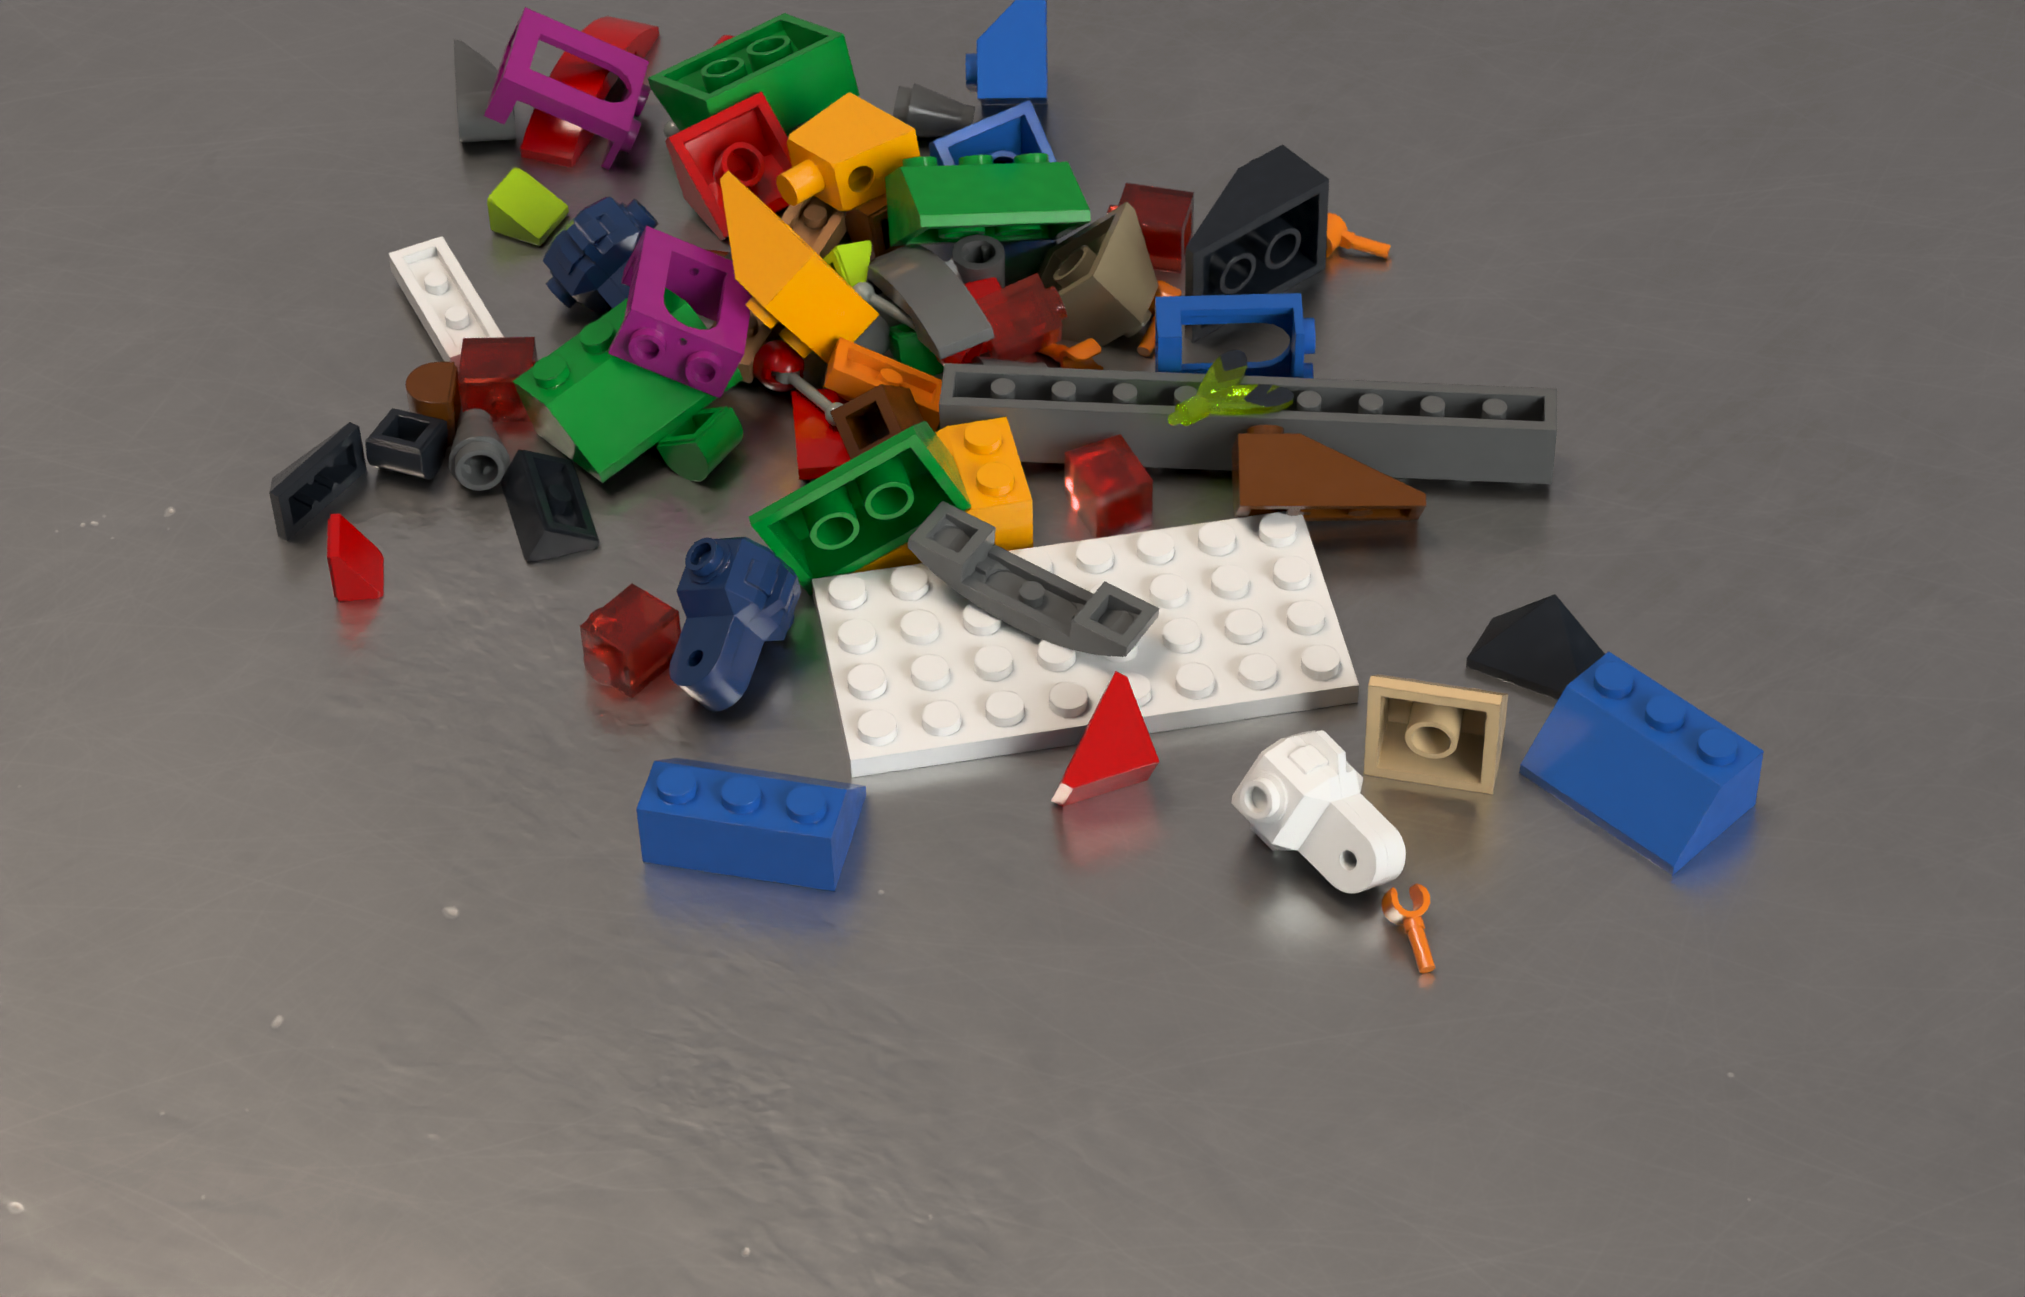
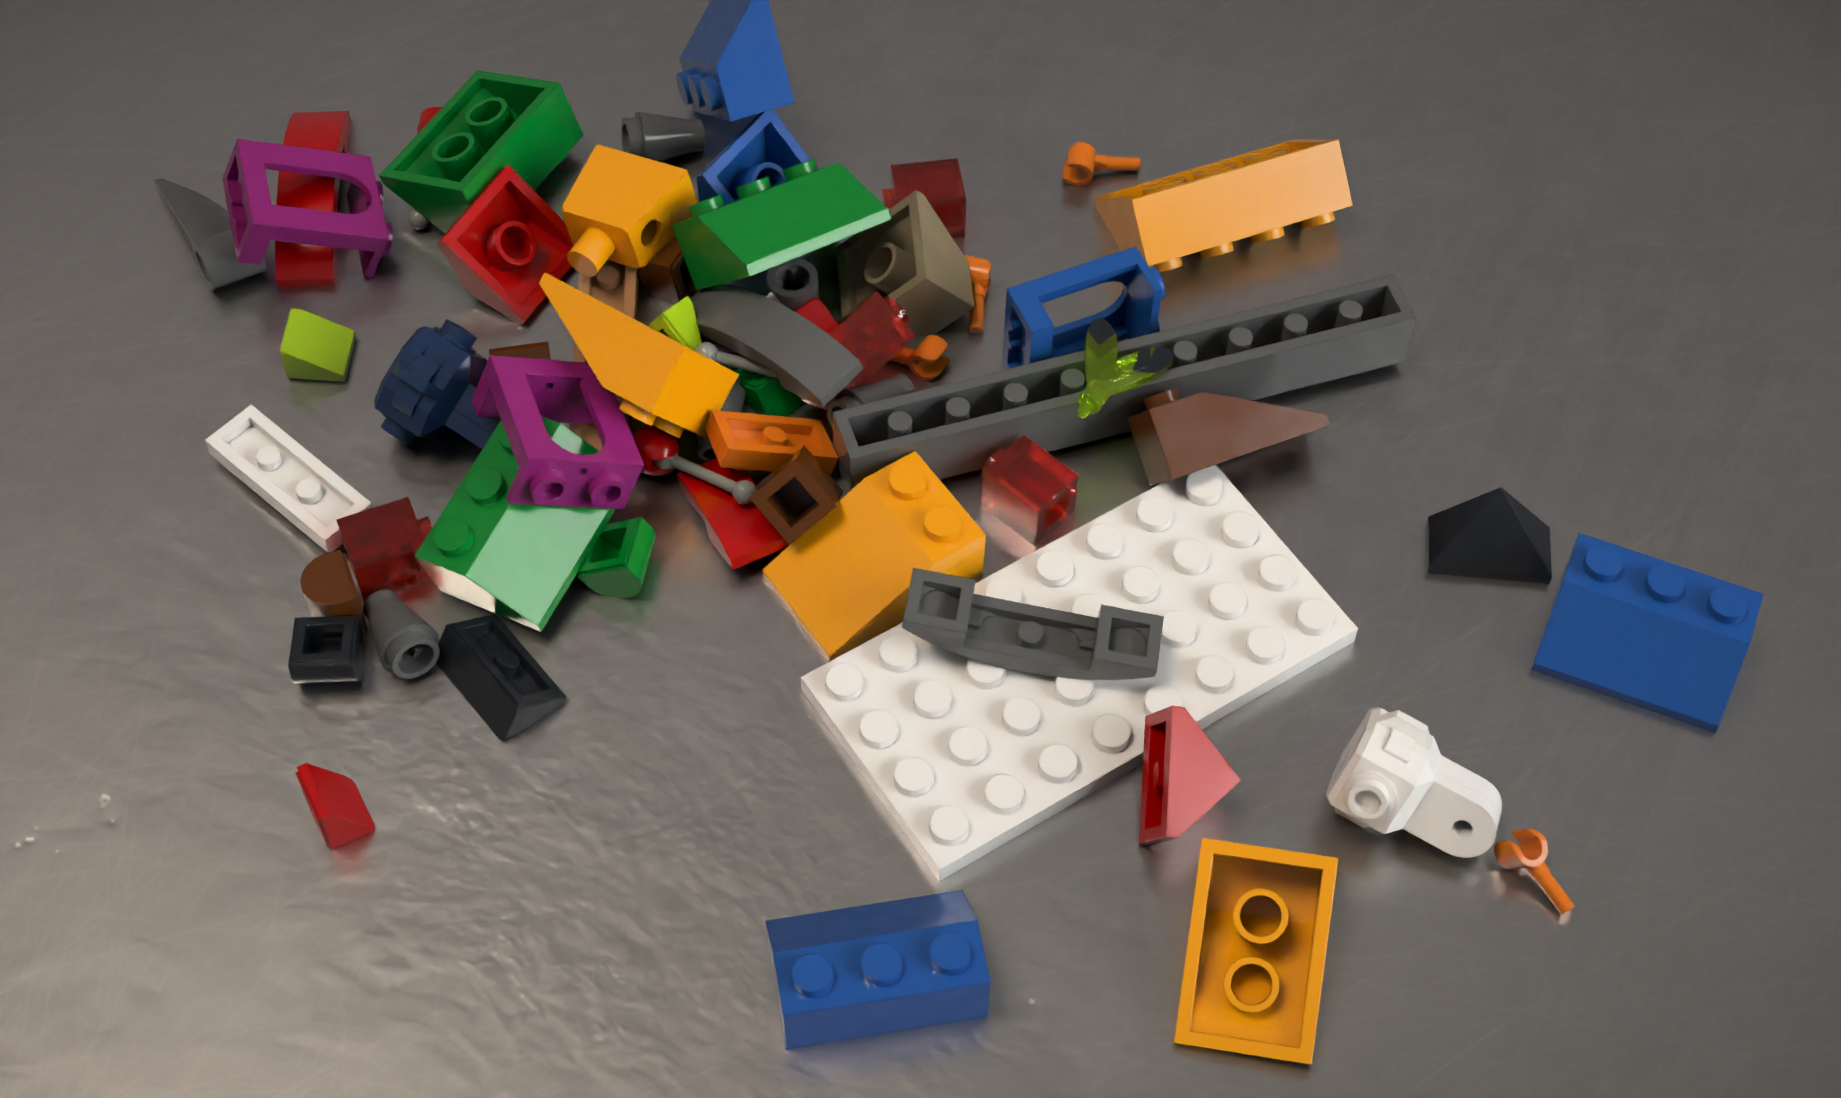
camera: 25 degrees left, 10 degrees up
(316, 480) = (243, 721): black slope -> none
(630, 640) = (660, 806): clear red brick -> none
(732, 603) = (755, 740): dark blue piece -> none
(862, 506) = (829, 591): green slope -> none
(1103, 896) = (1256, 950): none -> light orange slope
(1260, 232) = (1045, 181): black slope -> none
(1434, 733) = (1460, 657): tan slope -> none
(1448, 299) = (1228, 202): none -> light orange slope

